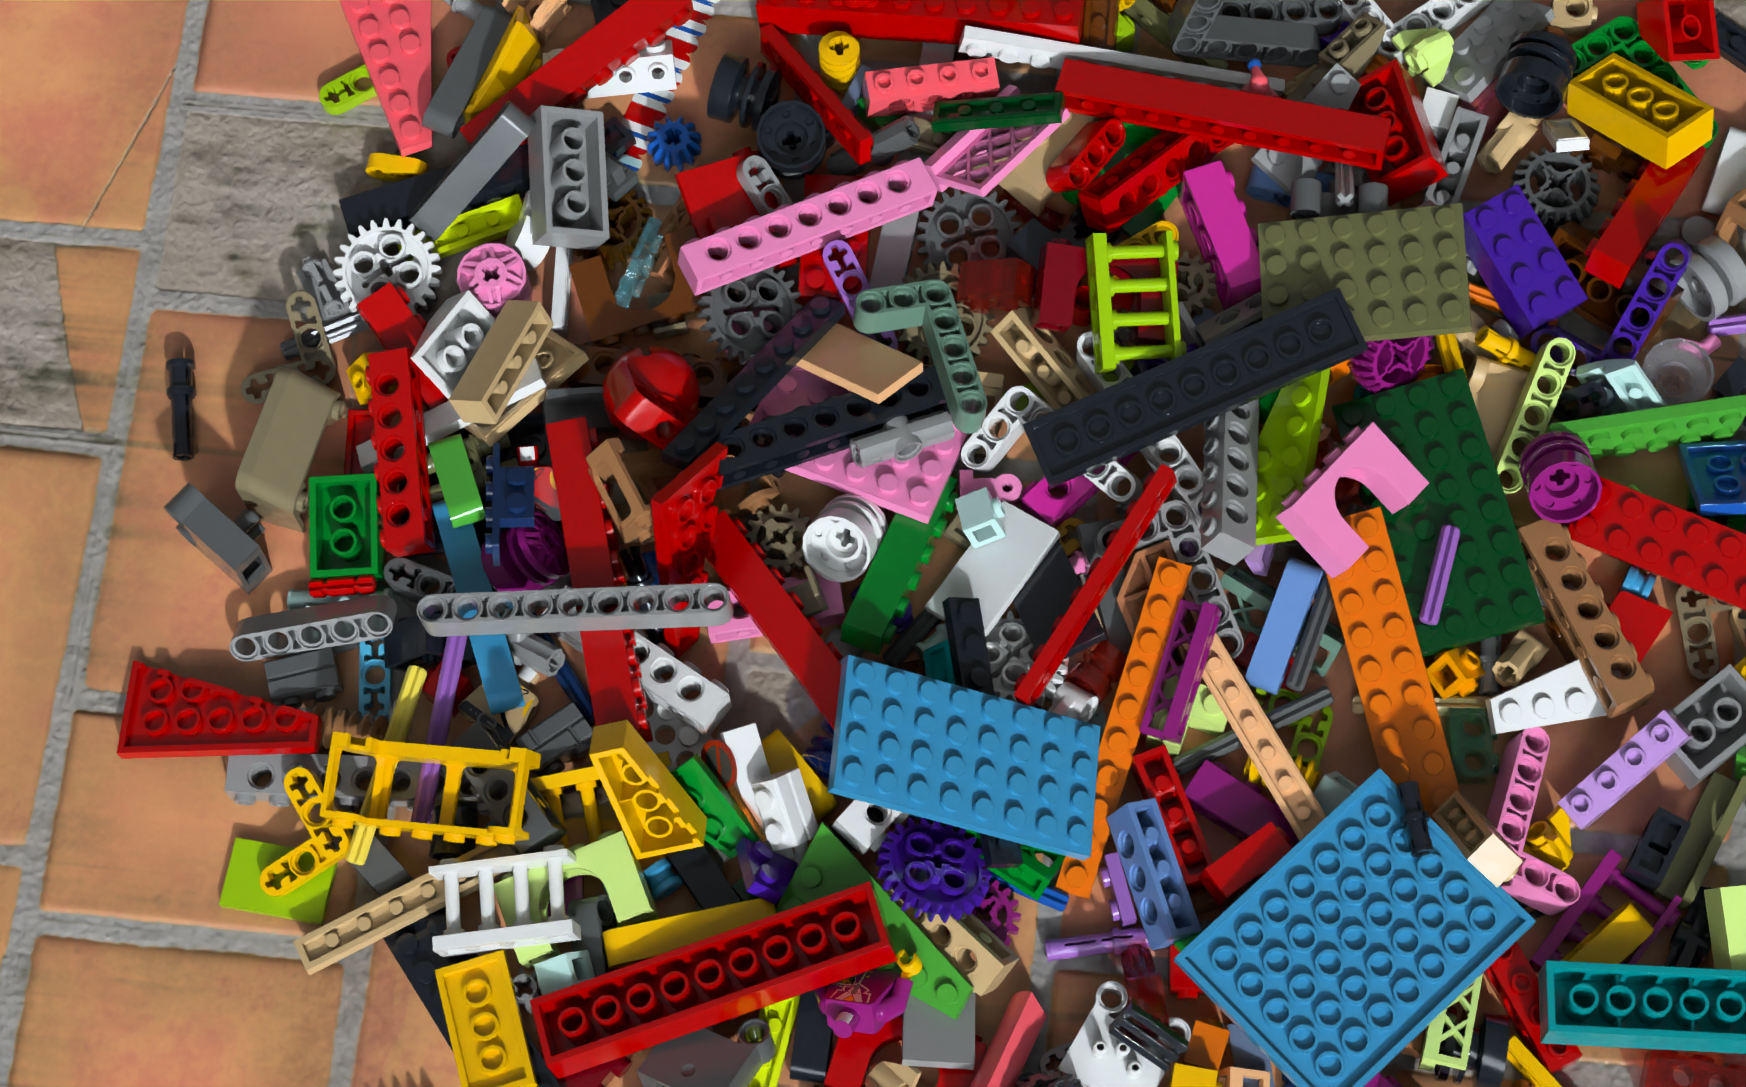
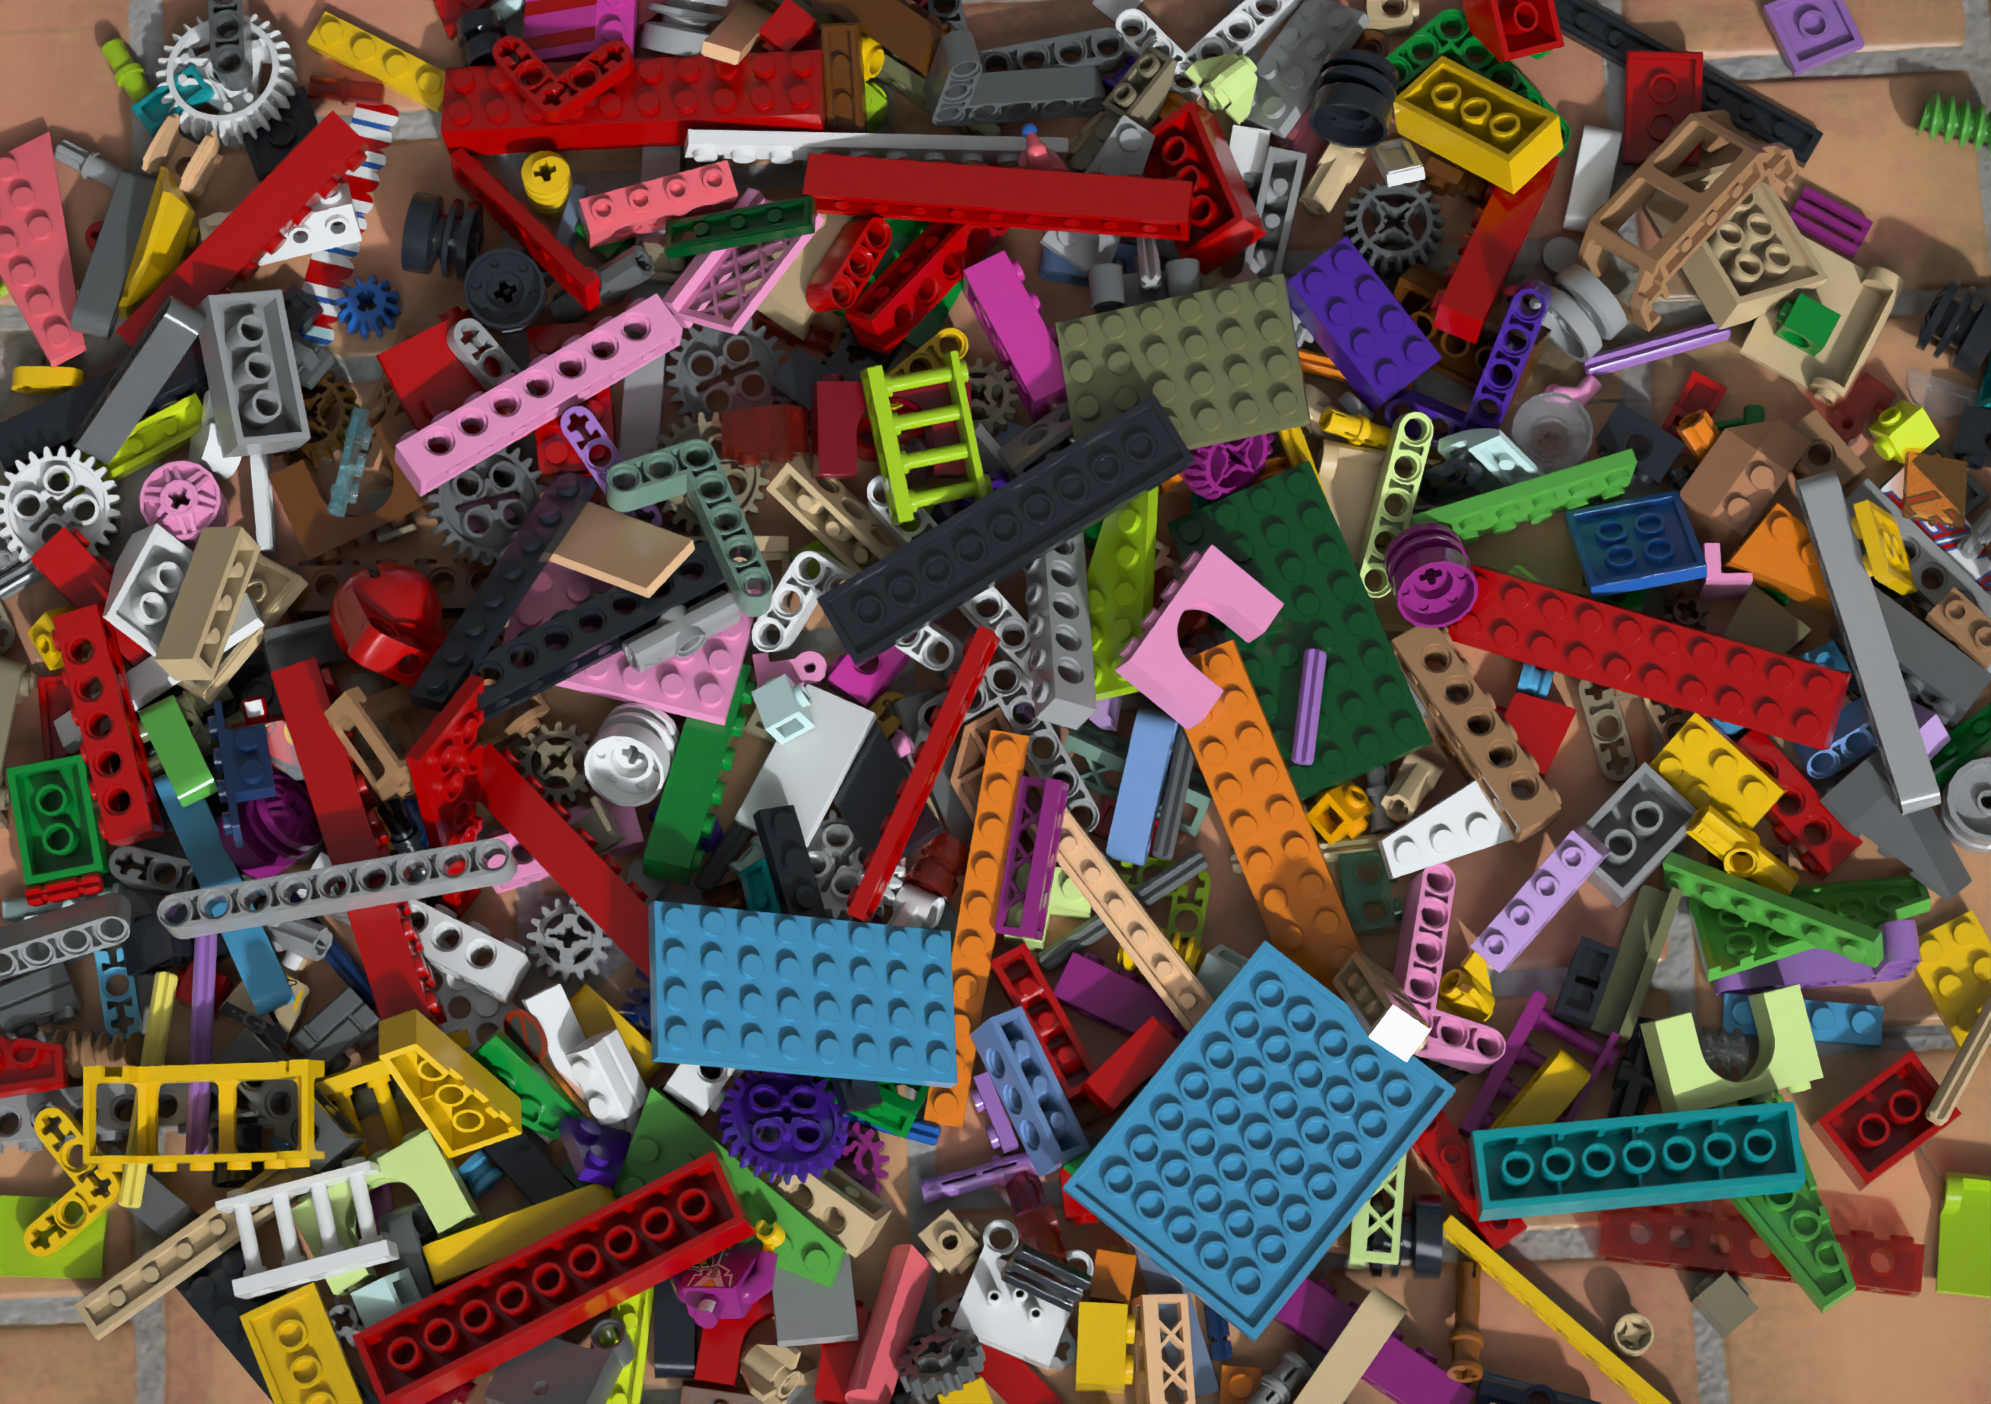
camera: 10 degrees left, 5 degrees up
(756, 685) = (568, 956): none -> light grey gear
(1062, 987) = (942, 1234): none -> tan brick
(1414, 819) = (1309, 993): black pin -> none

